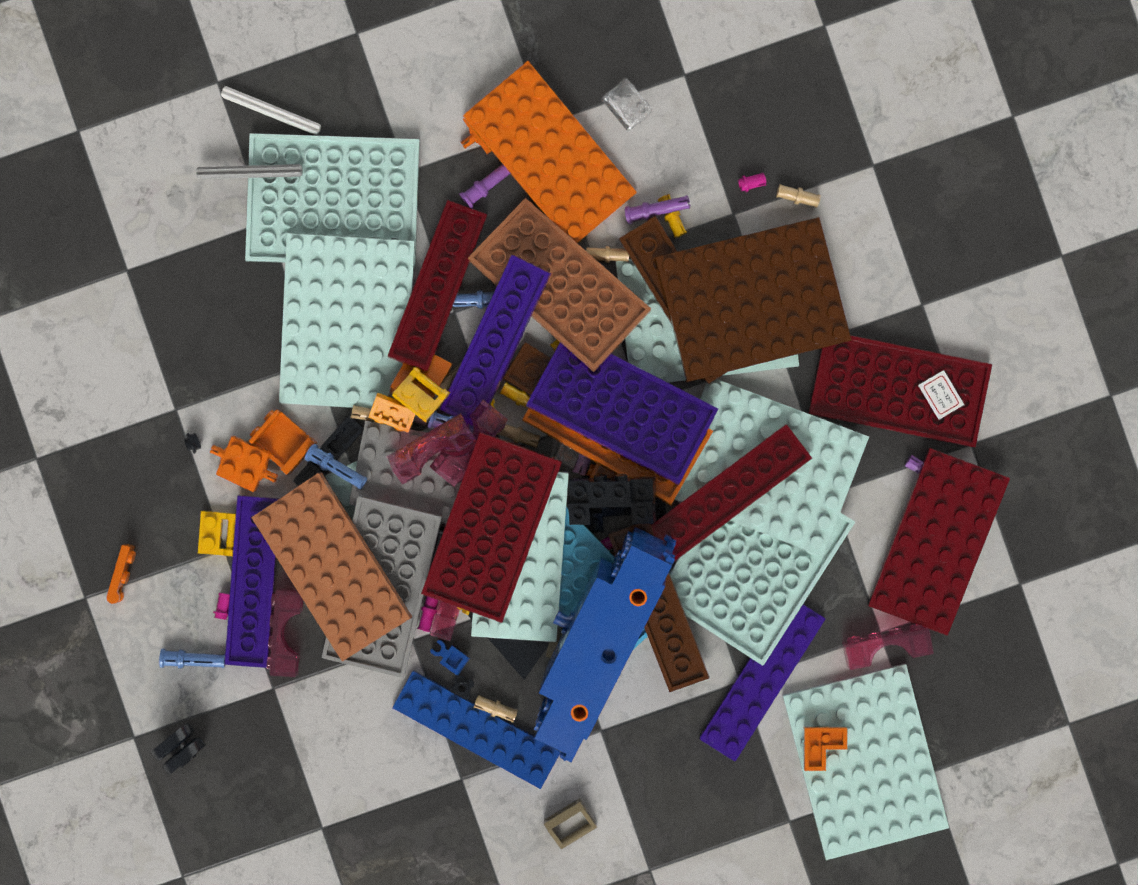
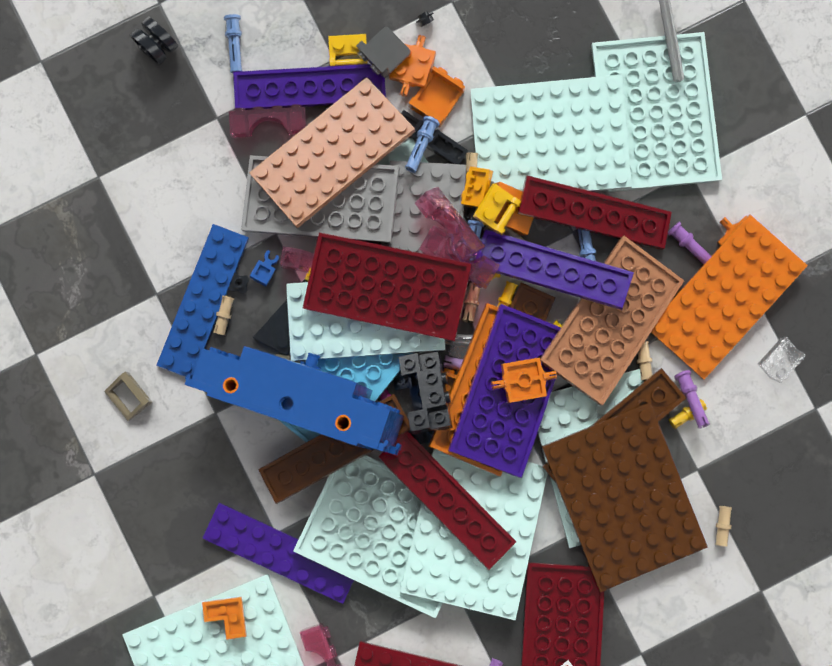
camera: 80 degrees right, 5 degrees down
(222, 606) = (282, 63): dark pink pin -> none
(225, 494) = (383, 52): none -> dark grey bracket
(271, 110) = (726, 48): white axle -> none
(428, 613) = (304, 244): dark pink pin -> none
(613, 392) = (523, 380): none -> orange plate
(751, 182) = (729, 482): dark pink pin -> none

